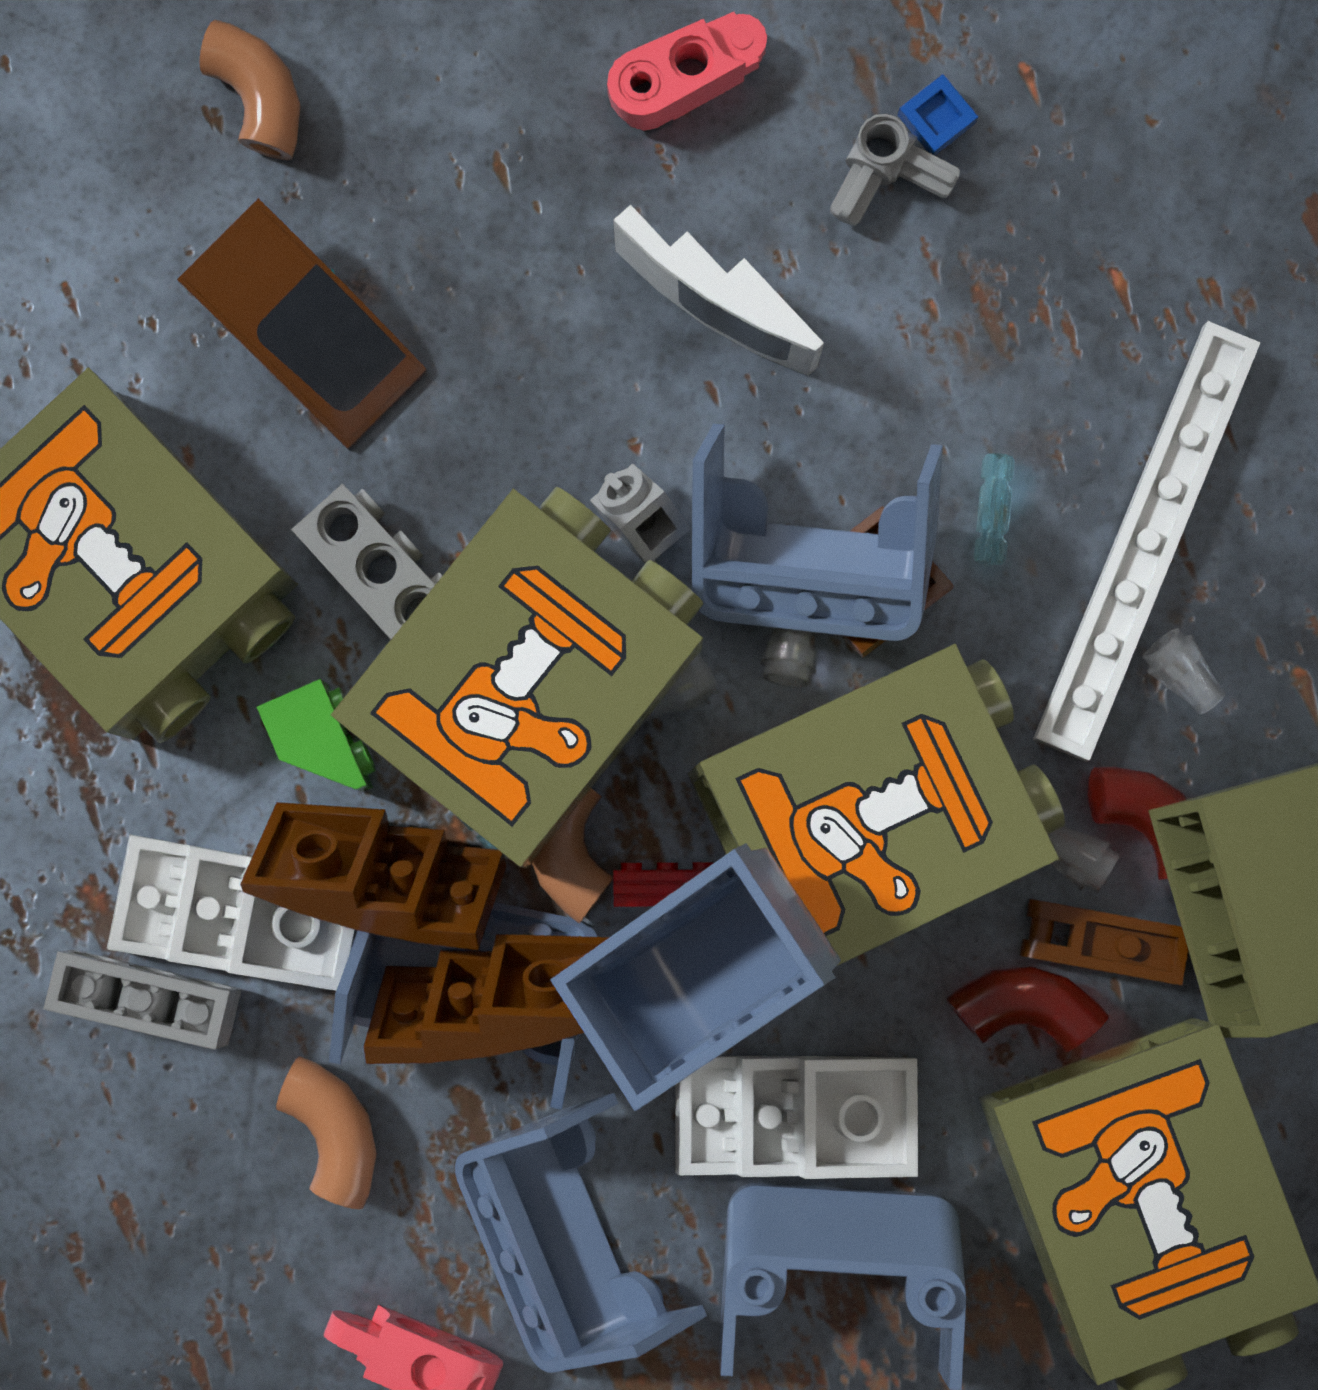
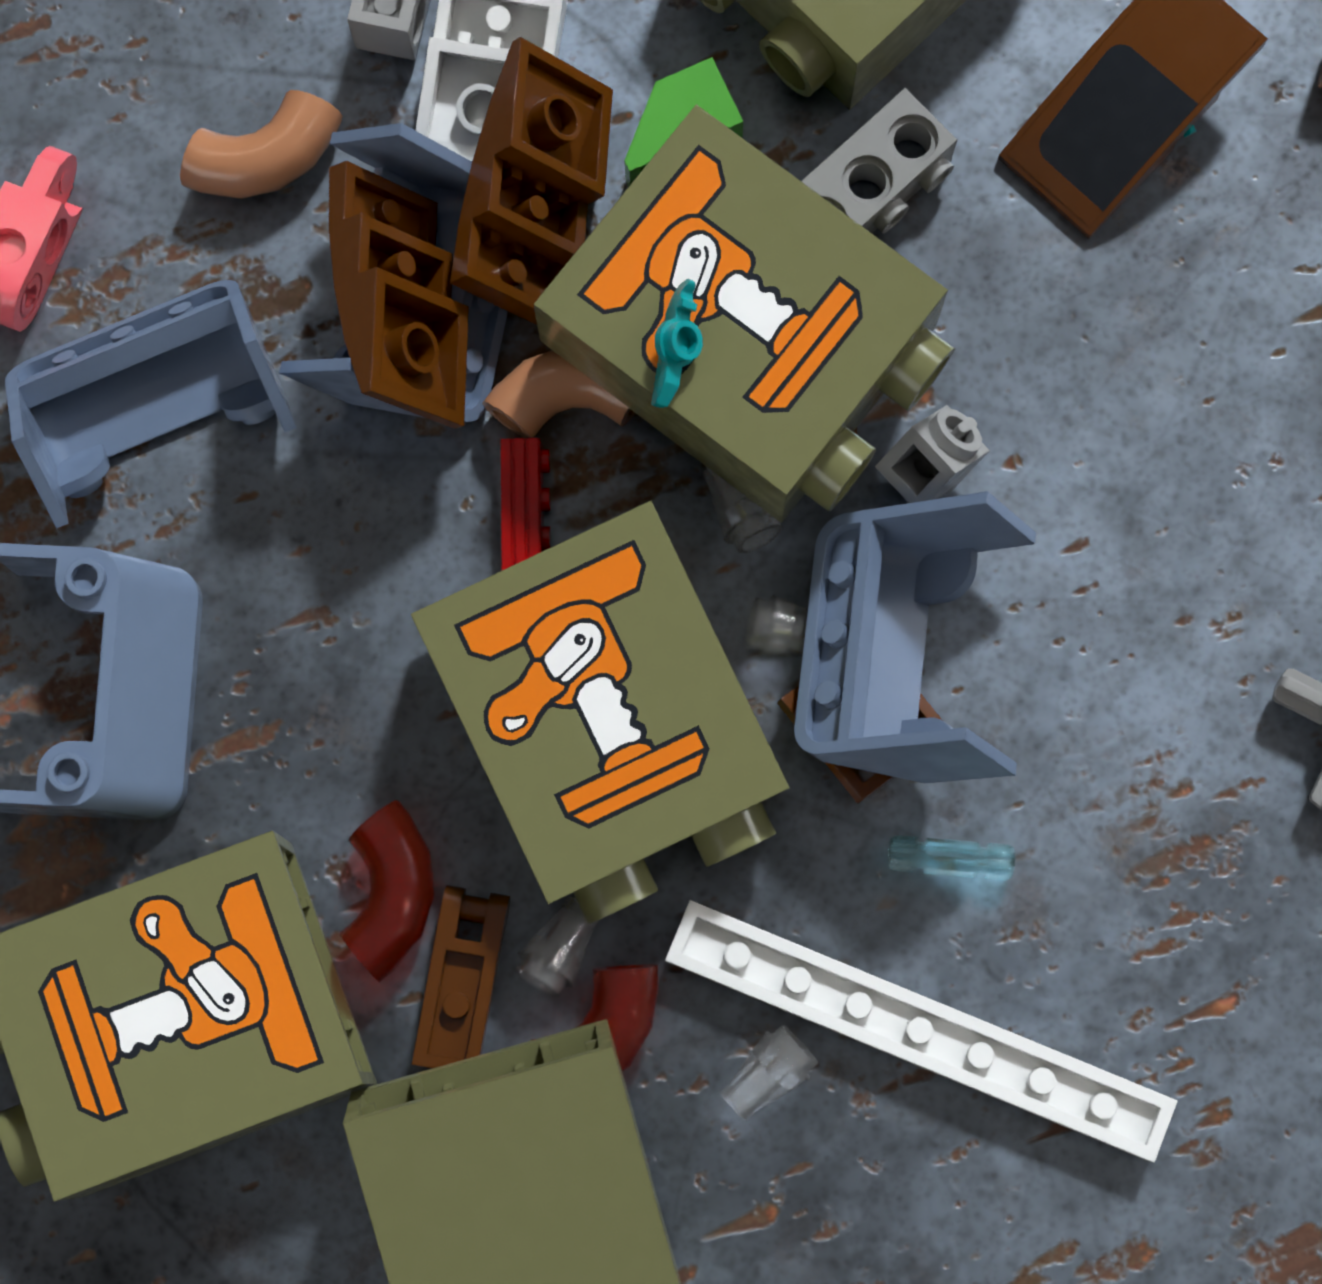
camera: 90 degrees right, 5 degrees down
(563, 734) = (676, 344): none -> teal piece
(697, 973) = (418, 482): sand blue container -> none
(730, 303) = (1179, 545): white slope -> none
(798, 1117) = (272, 640): white slope -> none

